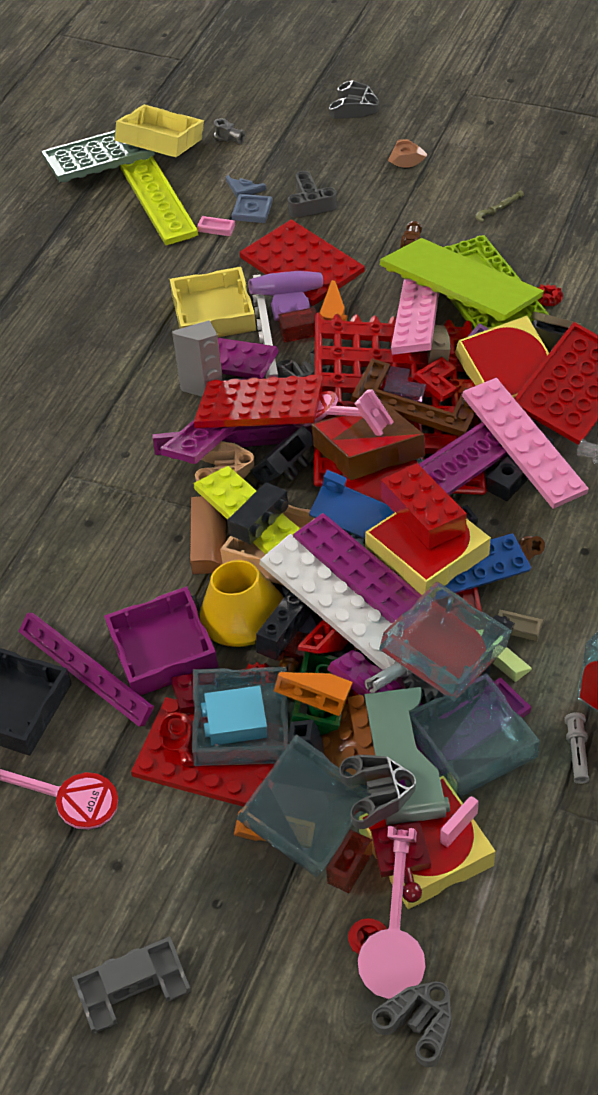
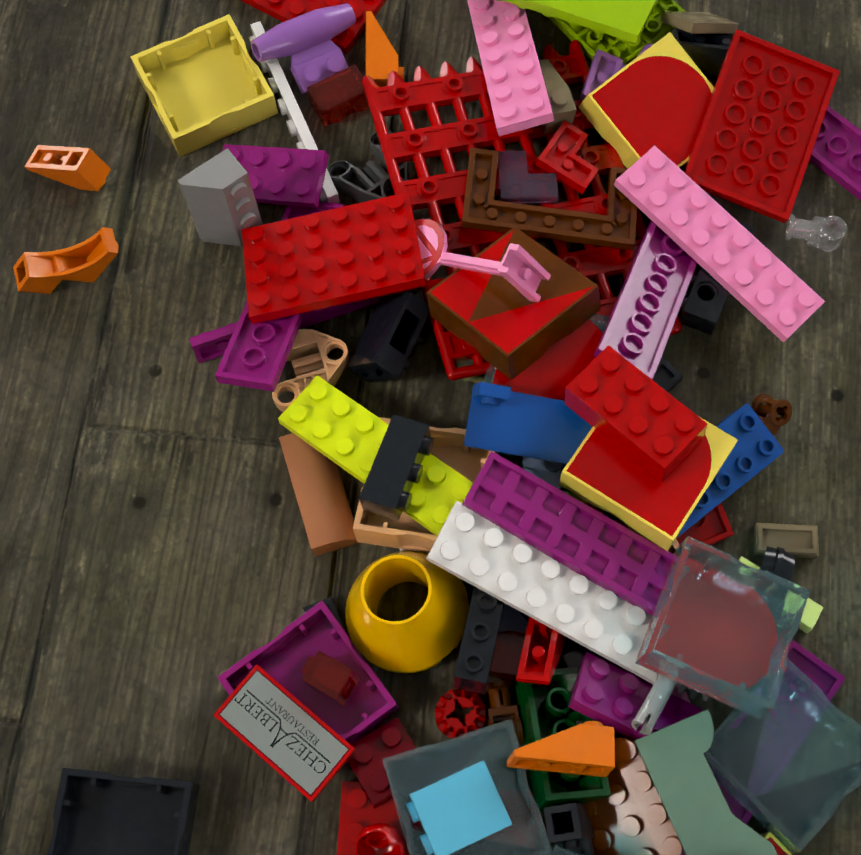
camera: 15 degrees left, 20 degrees up
(86, 669) = (213, 762): magenta plate -> none
(99, 384) = (82, 262): none -> orange arch
(112, 333) = (70, 166): none -> orange slope
(136, 651) = (284, 733): none -> light grey tile
(177, 629) = (329, 677): none -> clear red brick

